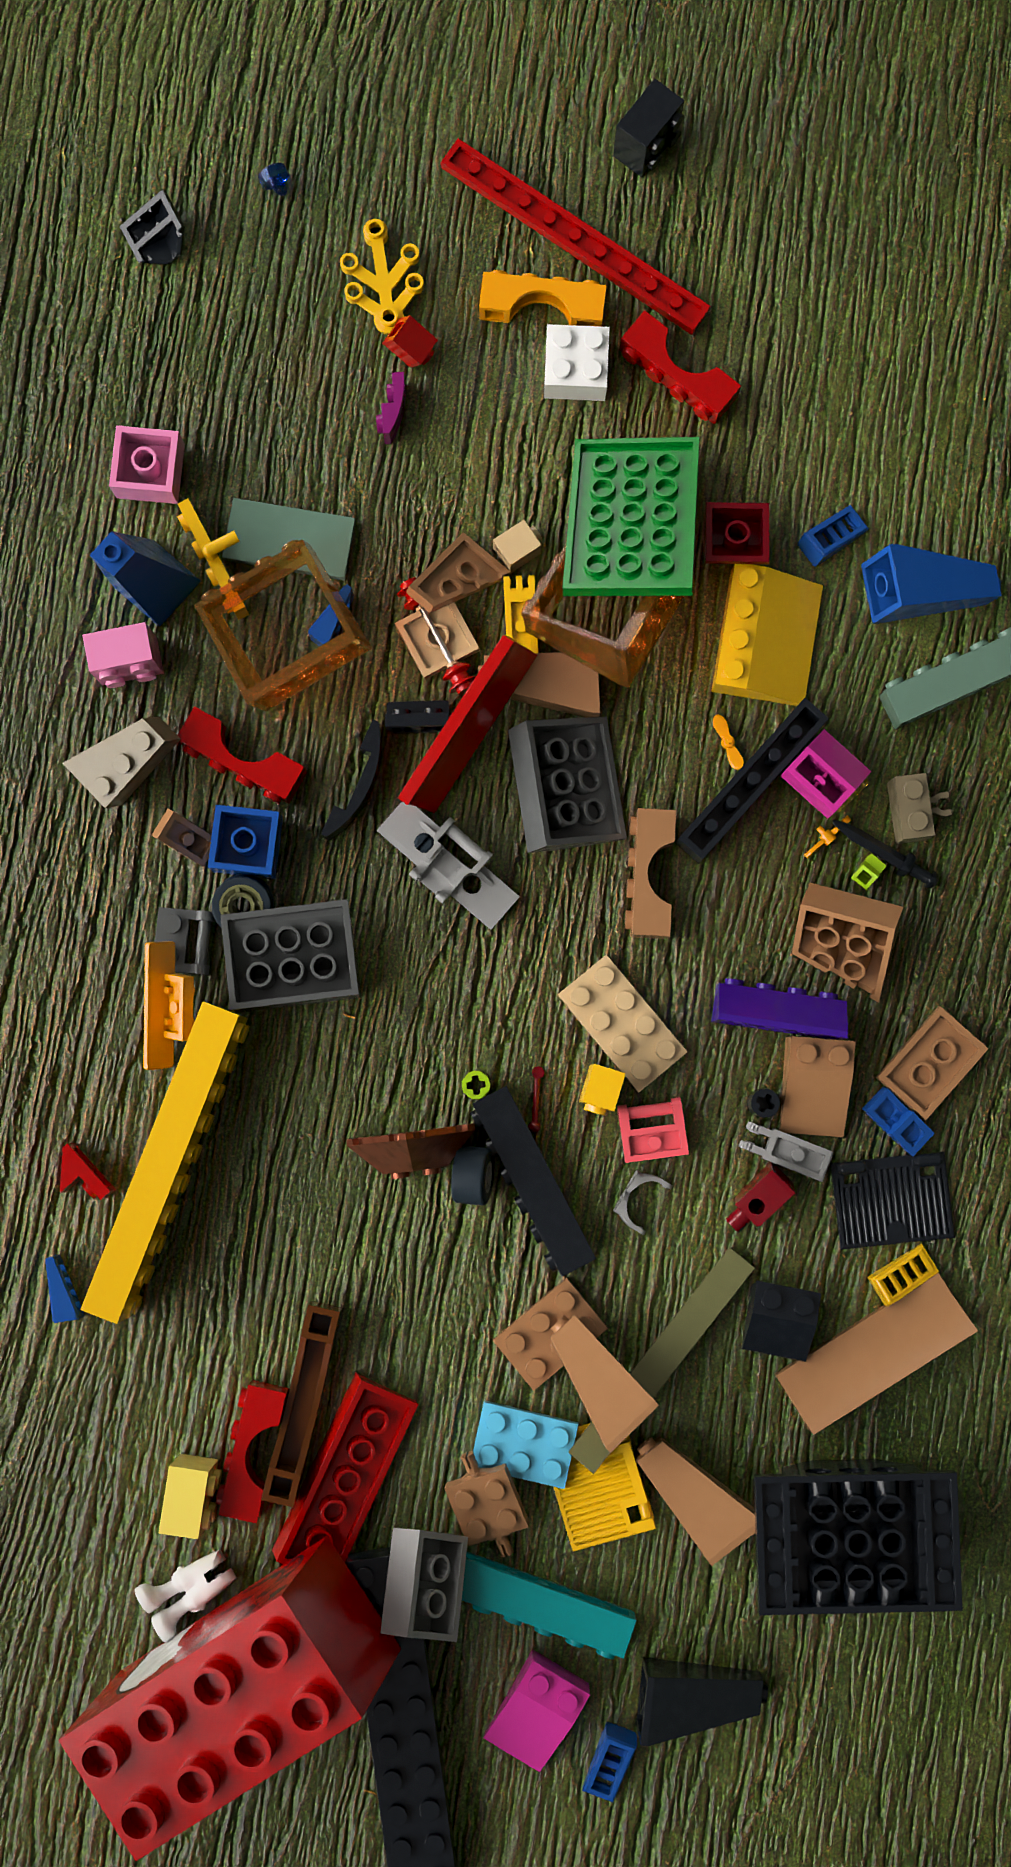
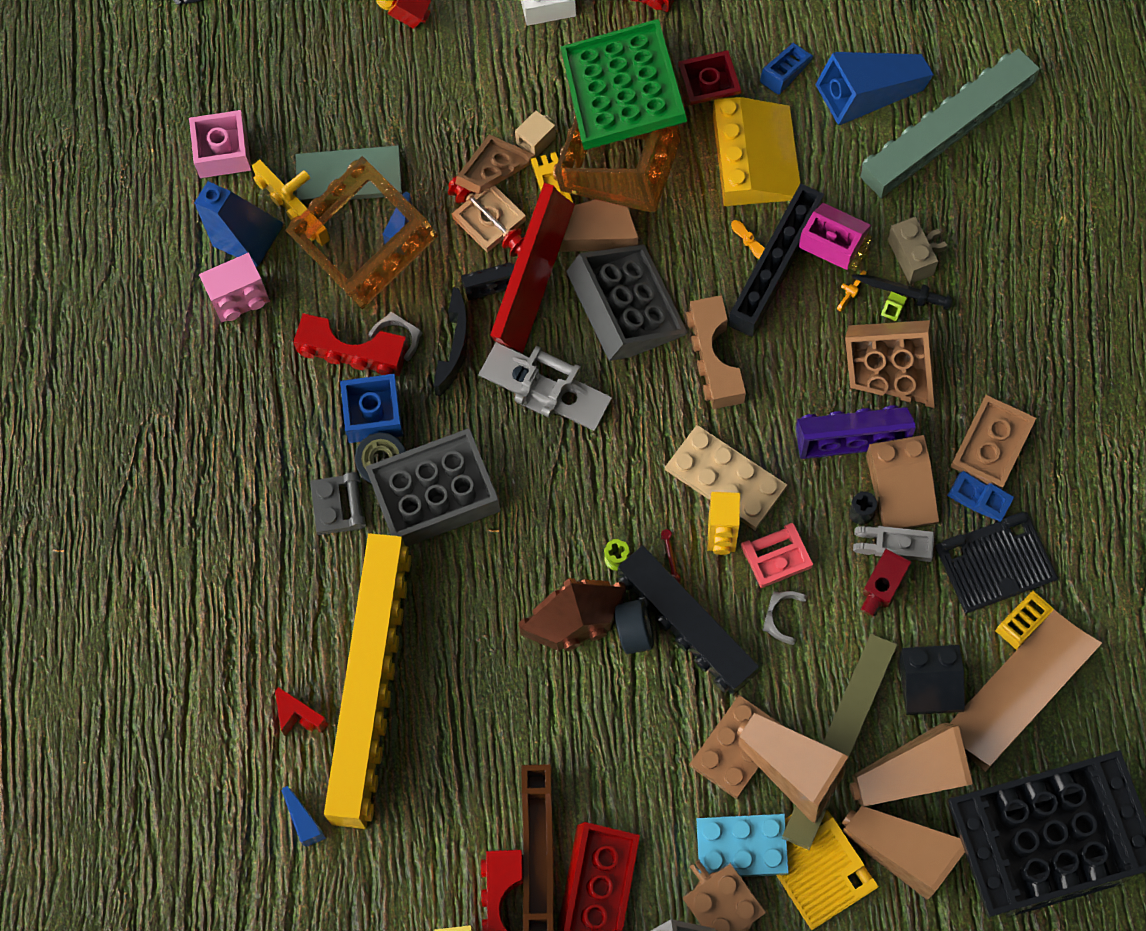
camera: 10 degrees left, 15 degrees down
(123, 760) = (254, 367): wedge -> none
(166, 1005) = (337, 554): light orange bracket -> none
(183, 837) = (318, 419): medium nougat slope -> none
(317, 758) = (393, 319): none -> light grey cap
(392, 412) = (408, 59): magenta slope -> none
(731, 1417) = (919, 767): none -> medium nougat slope

